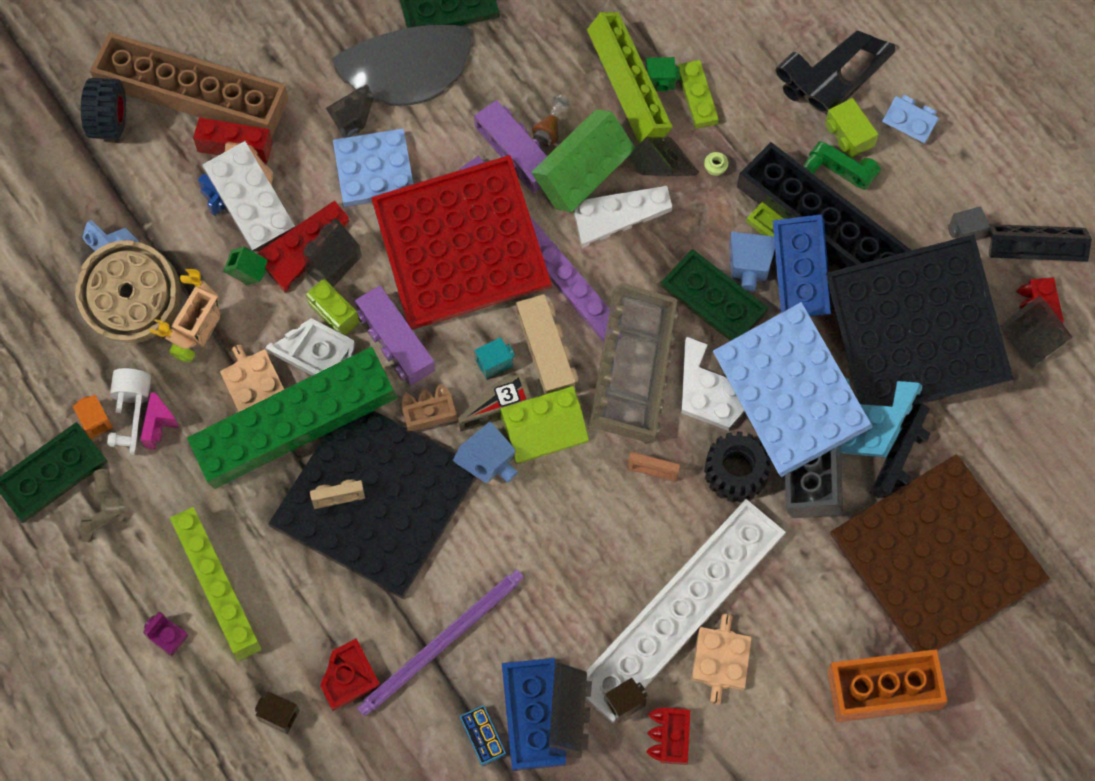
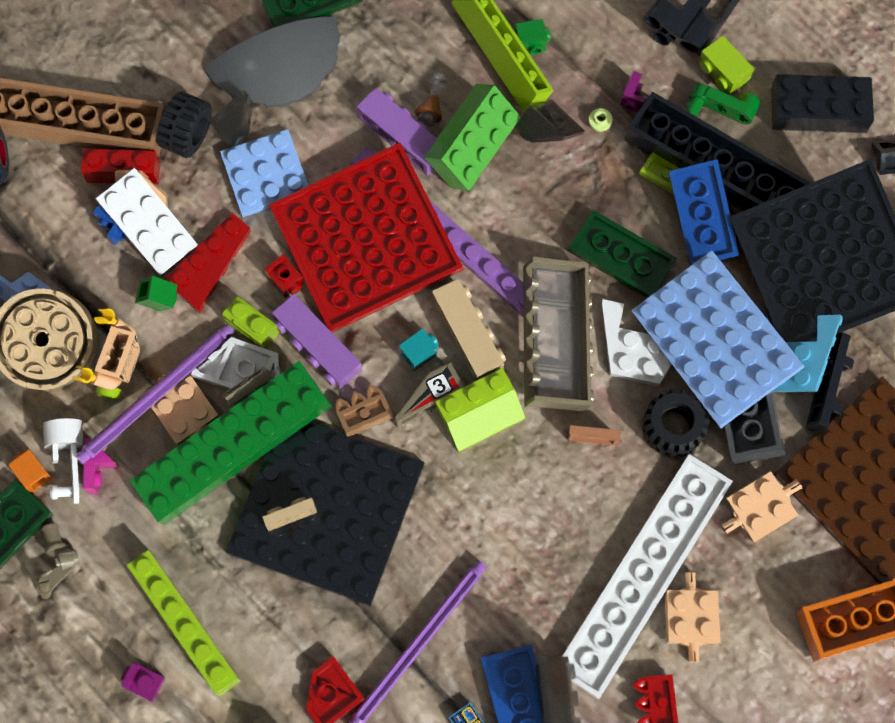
camera: 10 degrees left, 5 degrees up
(226, 360) = (154, 394): none -> medium lavender piece
(301, 108) = (184, 124): none -> black tyre
(317, 366) = (251, 383): none -> dark tan plate
(331, 253) = (240, 268): clear smoke slope -> none
(368, 262) = (277, 270): none -> red brick
(487, 455) = (430, 450): medium blue torso -> none
(608, 214) = (513, 183): white wing -> none
(626, 699) = (610, 676): dark brown brick -> none
(697, 94) = (570, 52): lime plate -> none
(750, 258) = (651, 210): medium blue torso -> none
(751, 143) = (631, 98): none -> magenta bracket
(810, 561) = (761, 506): none -> light nougat plate
(910, 118) = (780, 47): light blue bracket -> none
(942, 178) = (822, 103): none -> black brick
(969, 222) = (854, 146): dark grey brick -> none

